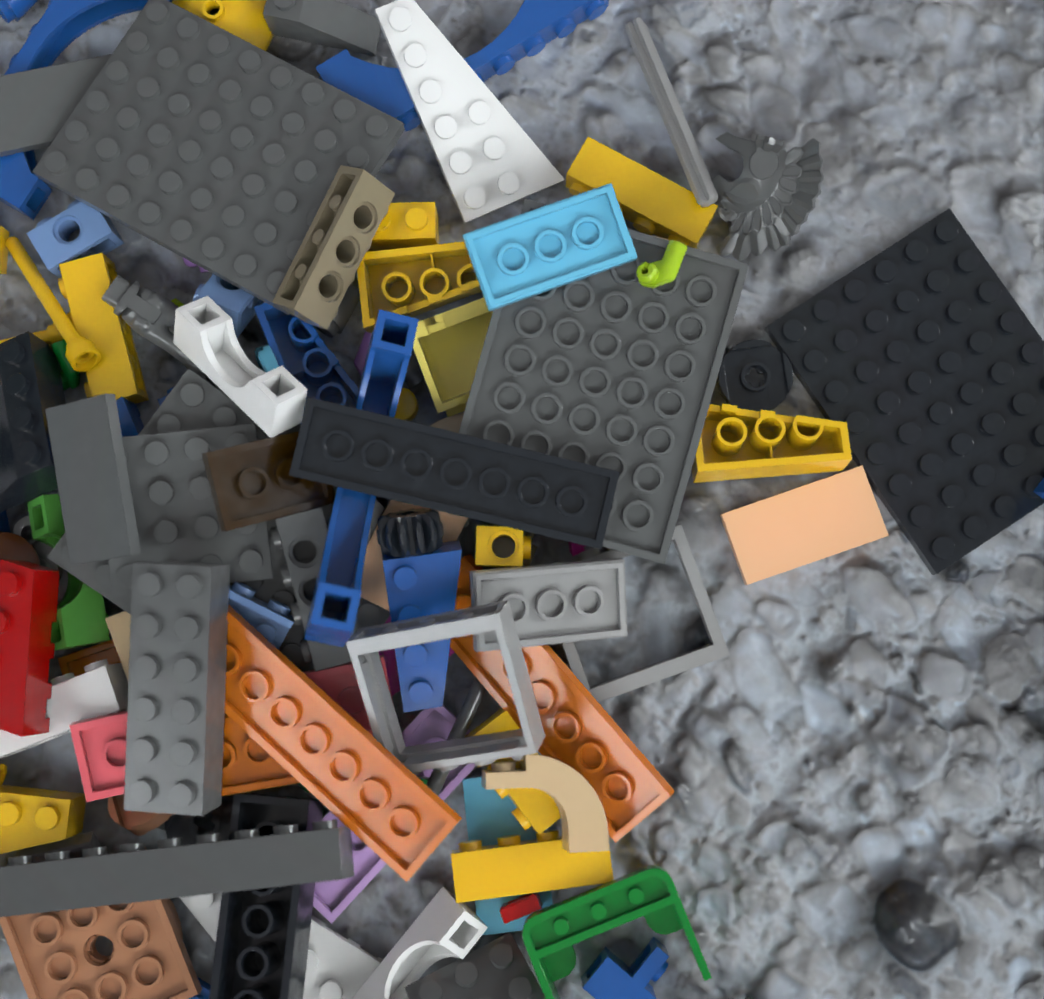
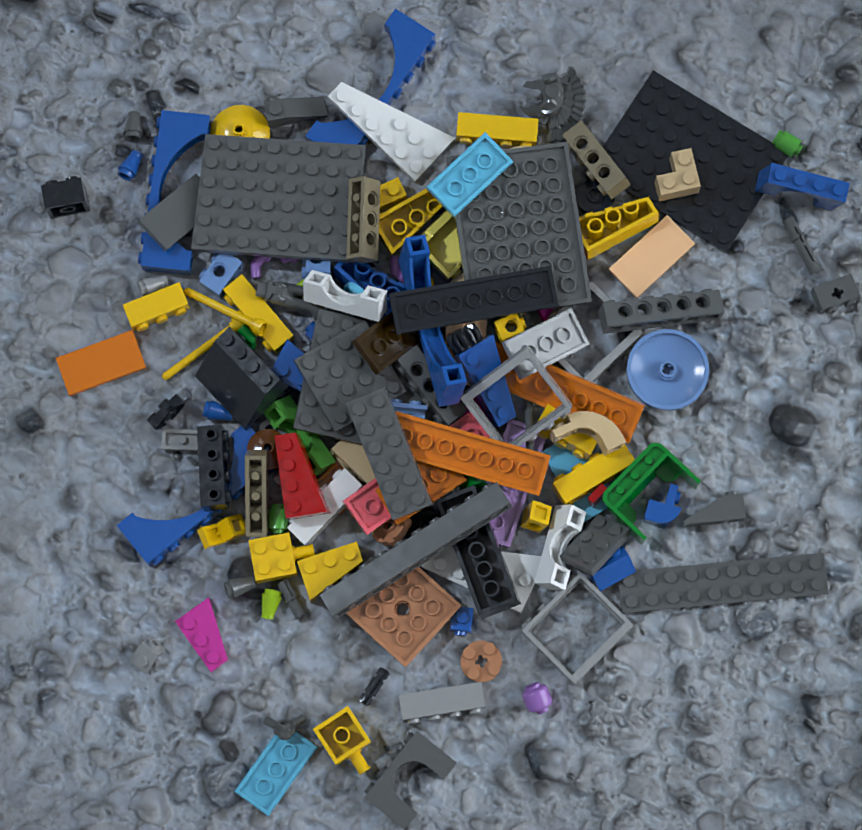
camera: 30 degrees left, 5 degrees down
(93, 480) = (304, 377): dark grey tile -> none
(139, 254) = (256, 264): none -> medium lavender arm
(399, 897) = (536, 516): none -> yellow brick
(663, 270) = (528, 162): lime arm -> none
(671, 113) = (496, 84): light grey axle -> none
(743, 739) = (667, 370): none -> medium blue dish
(804, 370) = (616, 181): none -> dark tan brick
(871, 653) = (653, 318): none -> dark grey brick
(922, 417) = (682, 180): none -> tan brick

